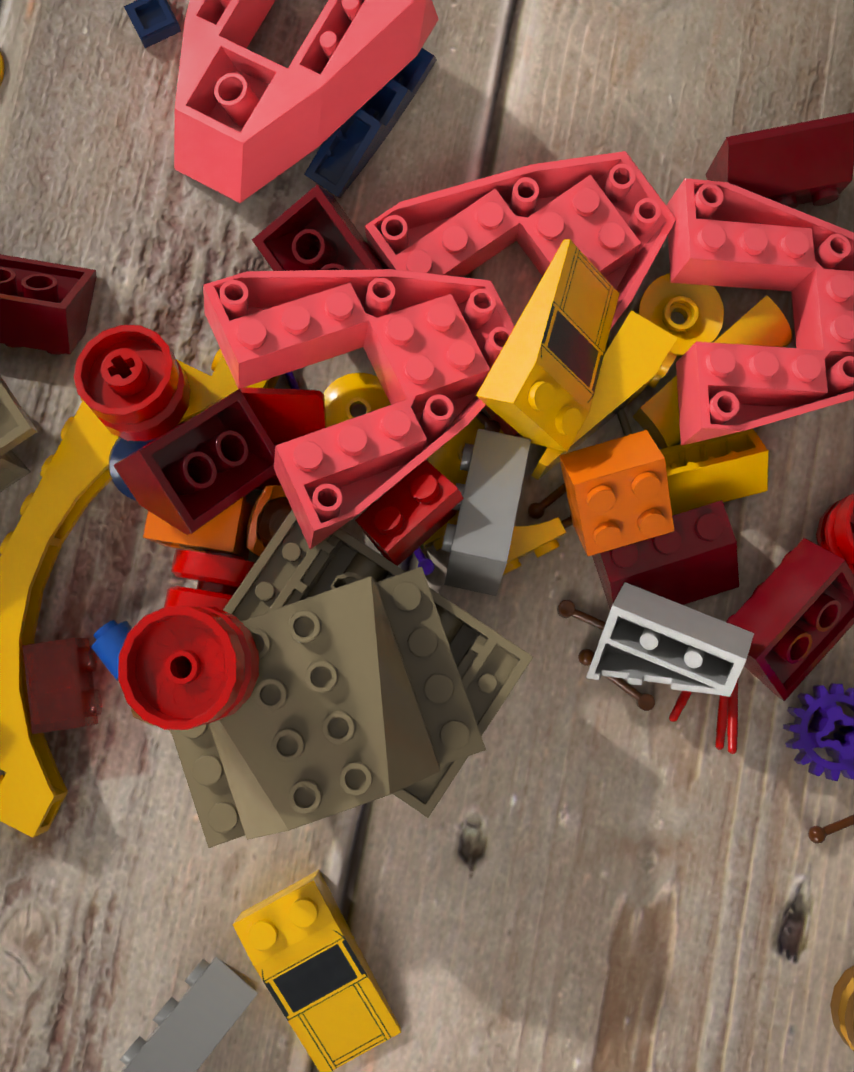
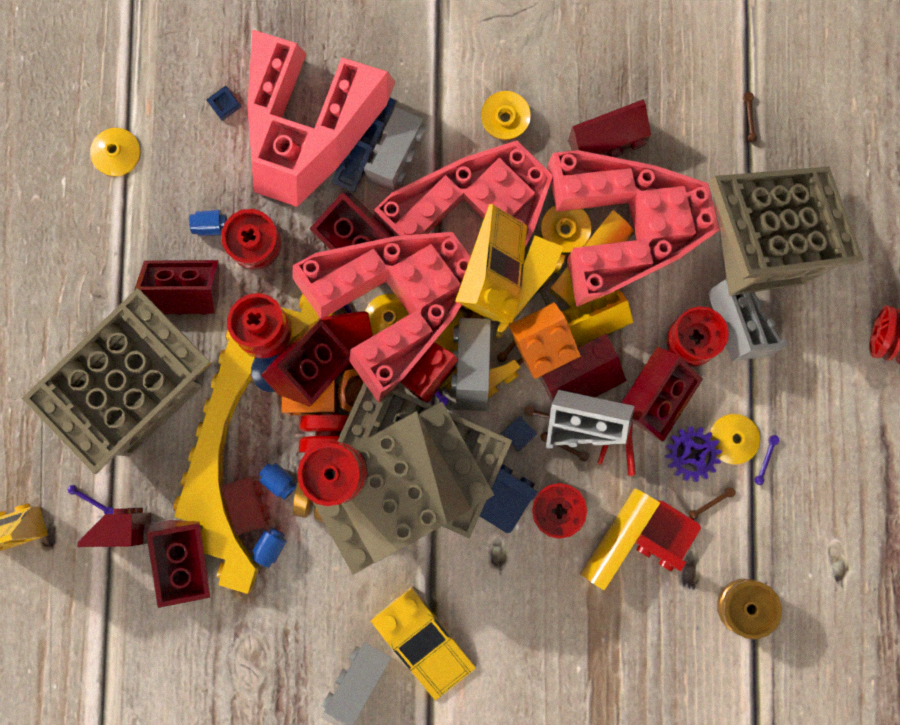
camera: 10 degrees left, 0 degrees up
(87, 762) = (269, 547): none -> blue brick
(88, 205) = (207, 222): none -> blue brick
(153, 241) = (237, 235): none -> red wheel
(417, 137) = (395, 150): none -> light grey wedge
(510, 757) = (509, 500): none -> dark blue bracket
(544, 643) = (519, 433): none -> dark blue tile
(605, 814) = (571, 501): none -> red wheel
(612, 95) = (508, 104): none -> yellow dish
(685, 856) = (619, 538): none -> yellow brick
(766, 864) = (668, 536): none -> red bracket

